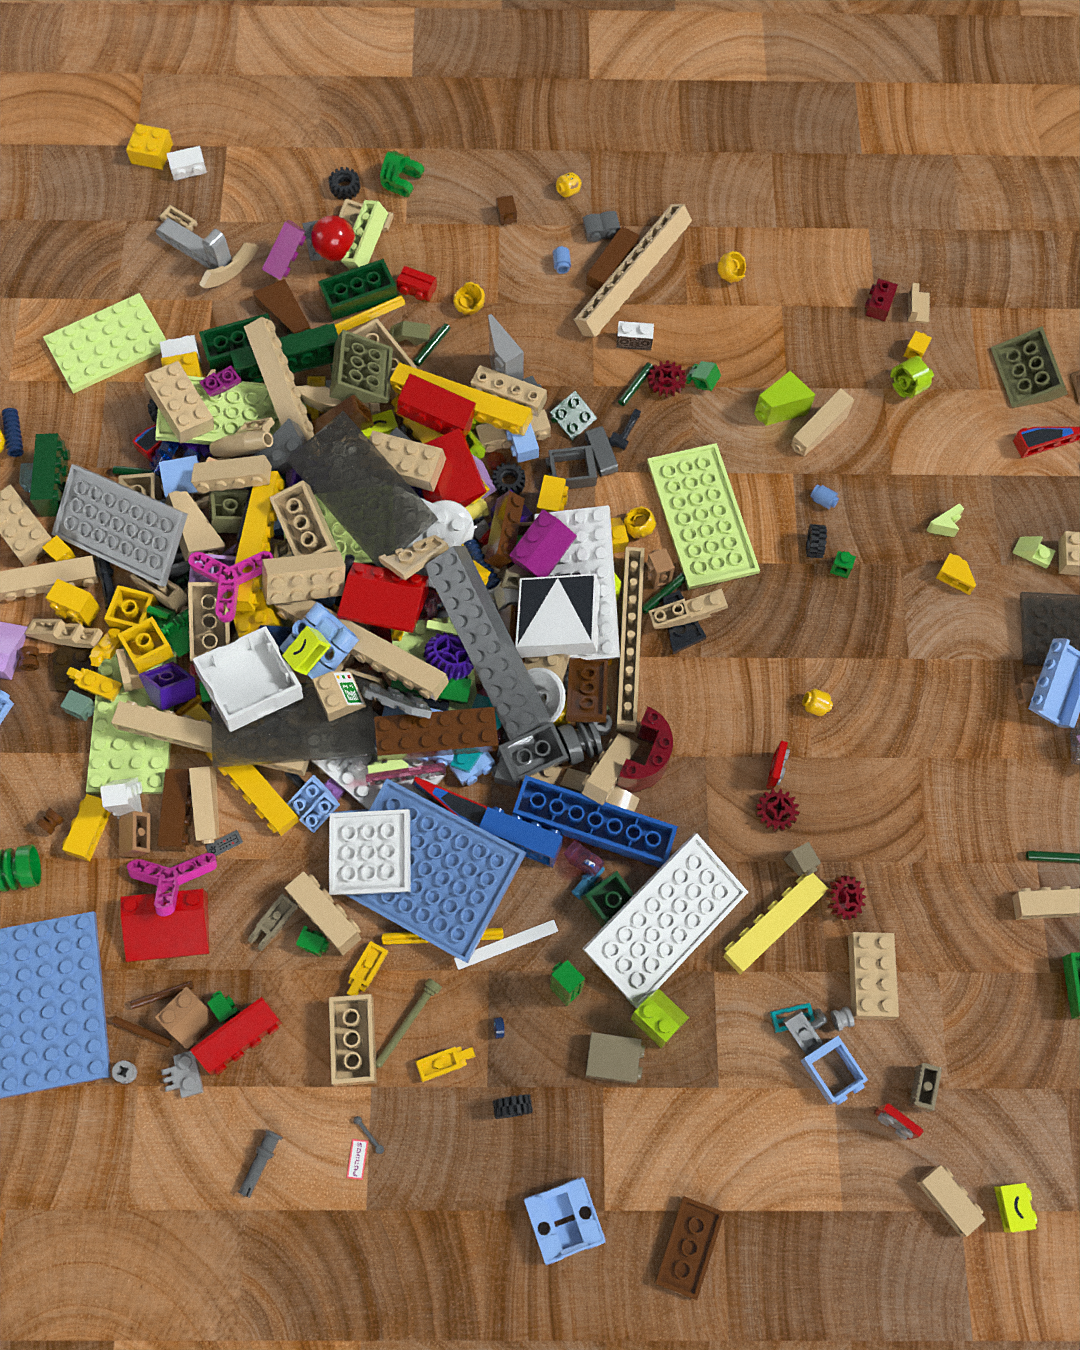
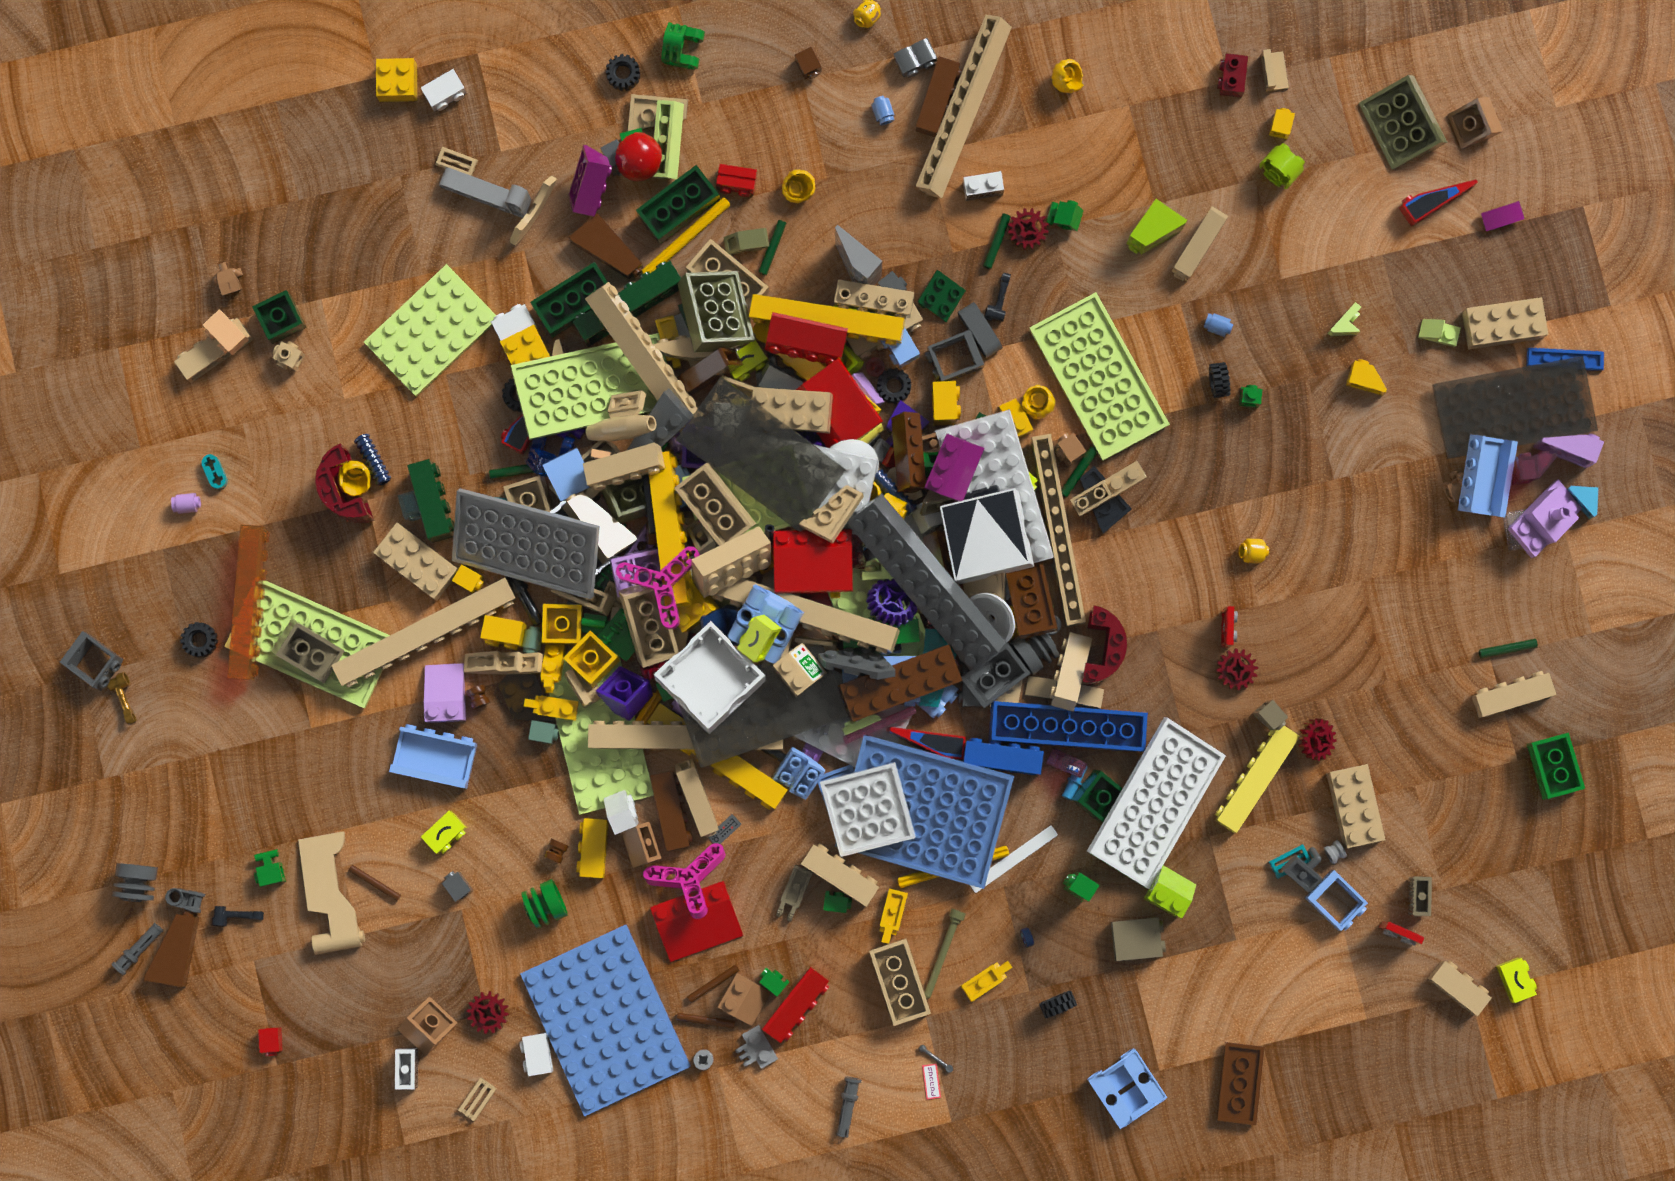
camera: 10 degrees left, 15 degrees up
(97, 619) = (532, 640): none -> sand green brick
(179, 402) = (542, 396): tan brick -> none
(221, 382) = (573, 357): magenta slope -> none

